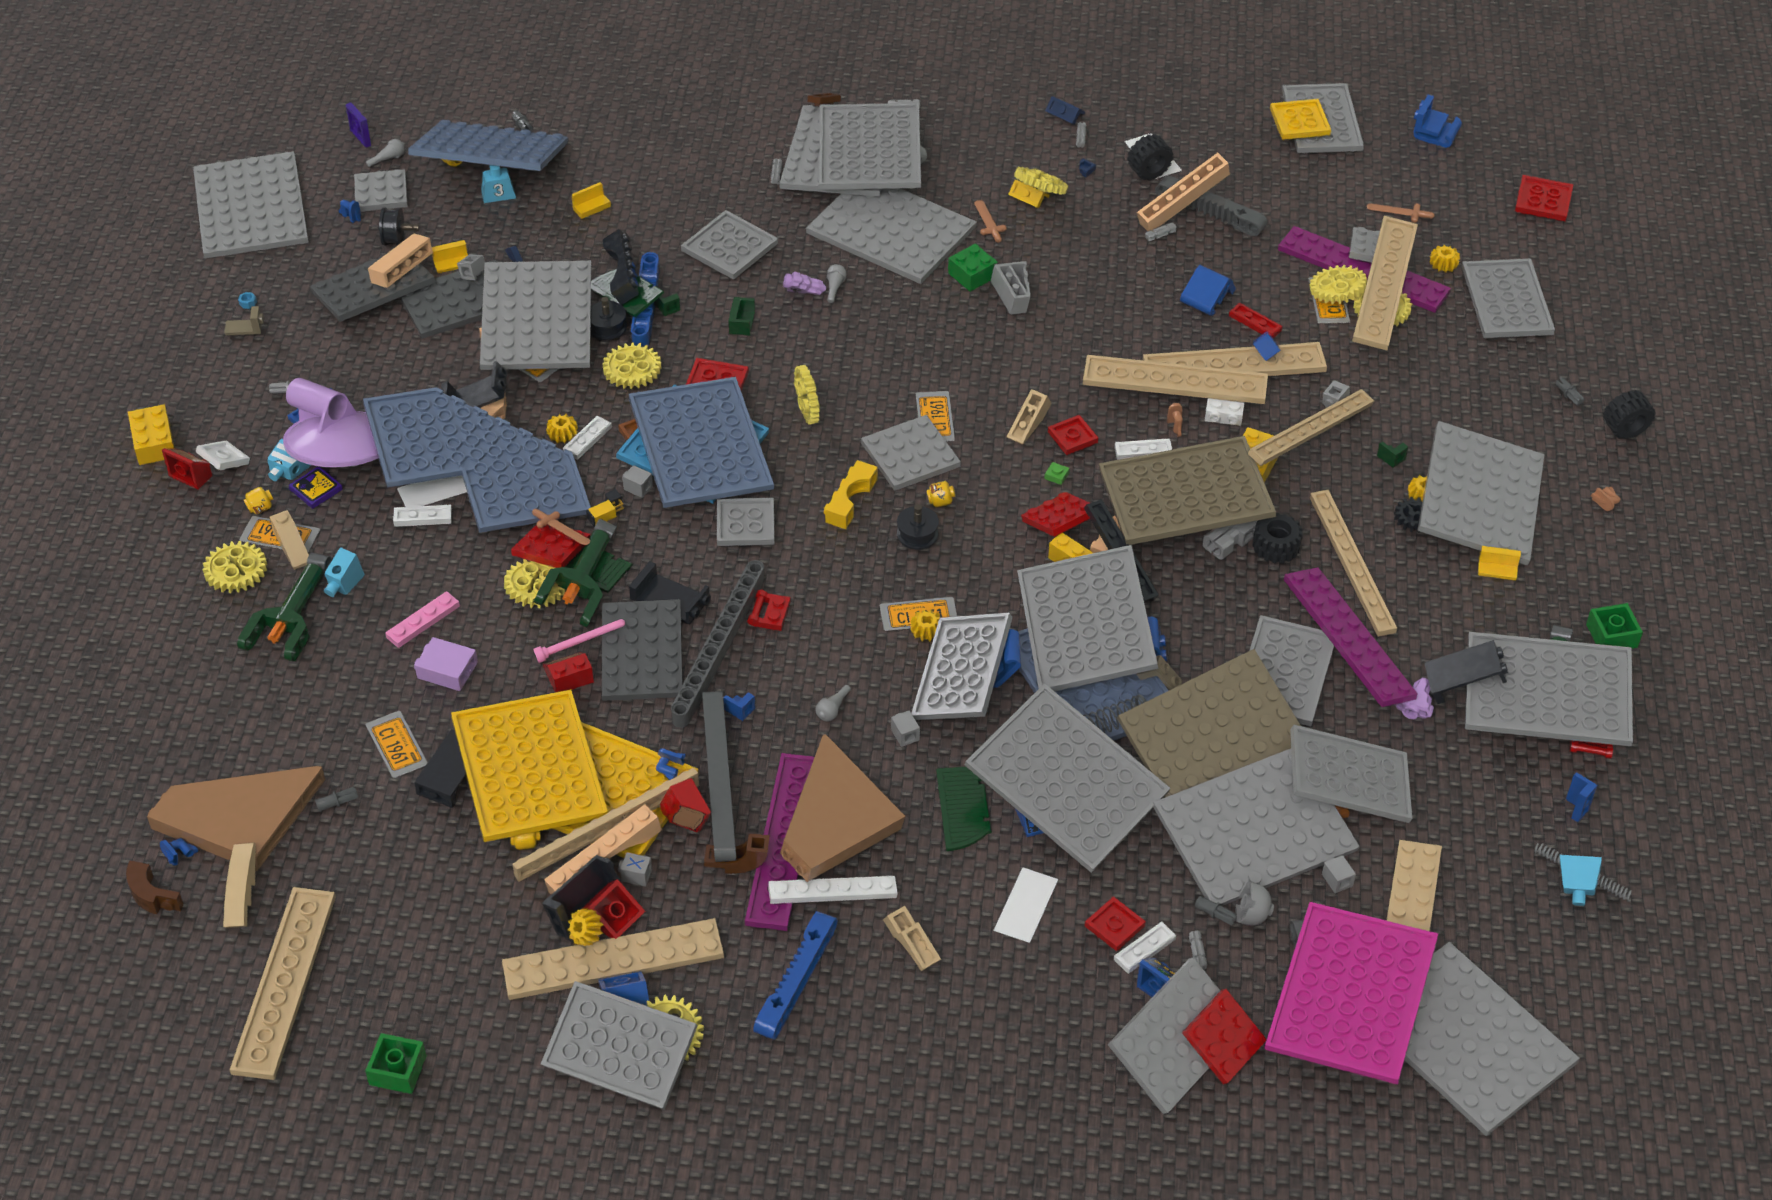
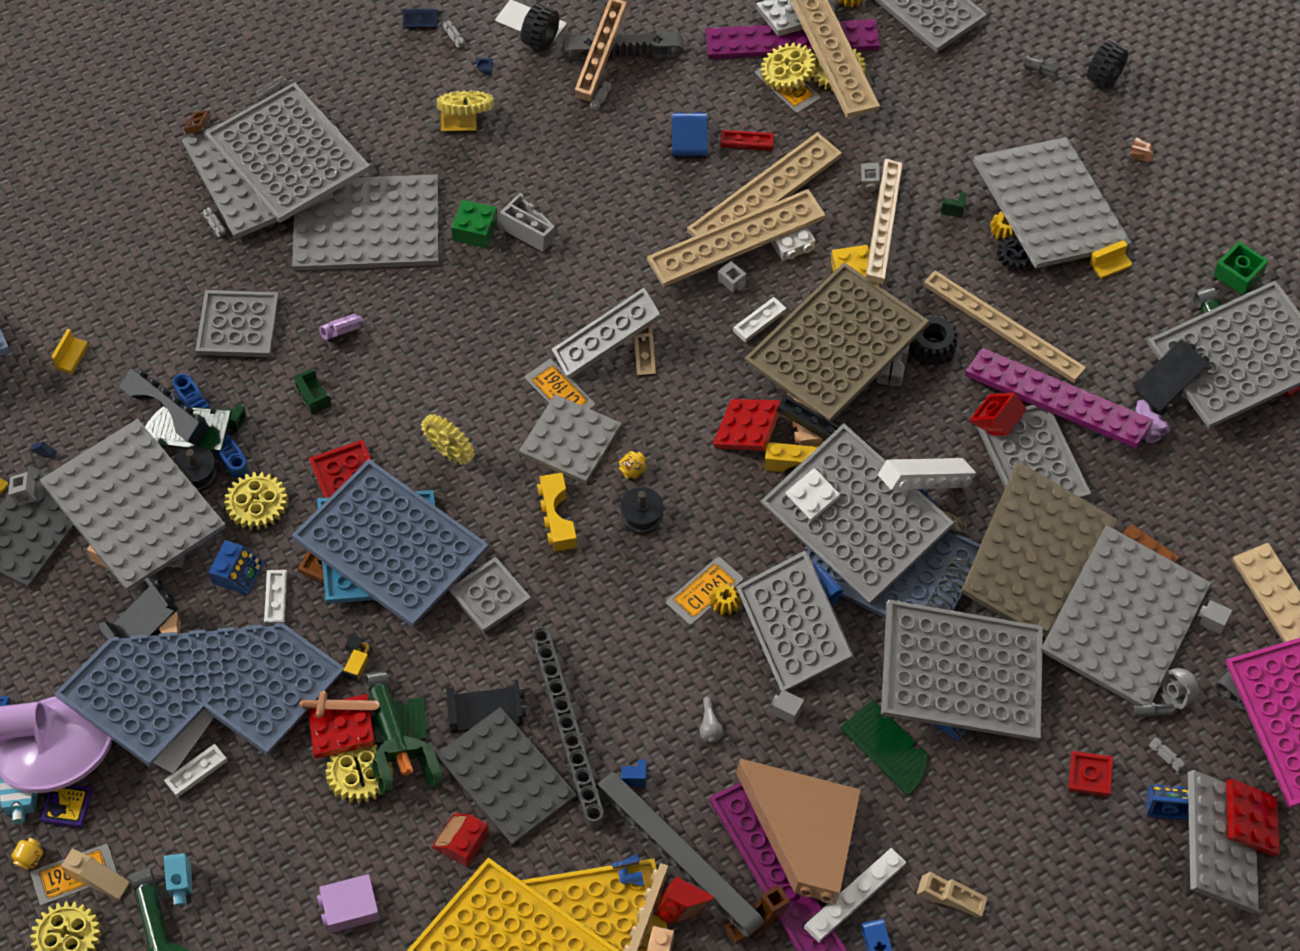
camera: 35 degrees left, 10 degrees up
(422, 619) = (286, 873): bright pink plate -> none
(543, 653) = (425, 836): bright pink piece -> none
(561, 428) = (241, 606): yellow gear -> none
(575, 399) = (235, 568): none -> blue slope
(637, 481) = (361, 614): light grey brick -> none
(775, 612) = (587, 665): red plate -> none
(836, 275) = (361, 300): light grey piece -> none
(989, 222) = (447, 168): nougat sword -> none
(1002, 389) = (606, 333): none -> light grey plate
(1026, 905) = (1007, 802): white sticker -> none
(1056, 473) = (707, 385): bright green plate -> none
(1060, 584) = (812, 494): none -> white plate
(1072, 434) = (691, 340): red plate -> none
(1145, 947) = (1126, 778): white tile -> none
(1150, 411) = (732, 277): none -> light grey brick
(1169, 619) = (926, 473): none -> white brick
(1175, 416) = (759, 269): nougat piece -> none
(1266, 345) = (783, 161): blue panel -> none
(1282, 618) = (999, 413): none -> red slope
(1350, 773) = (1161, 524): light grey plate -> none

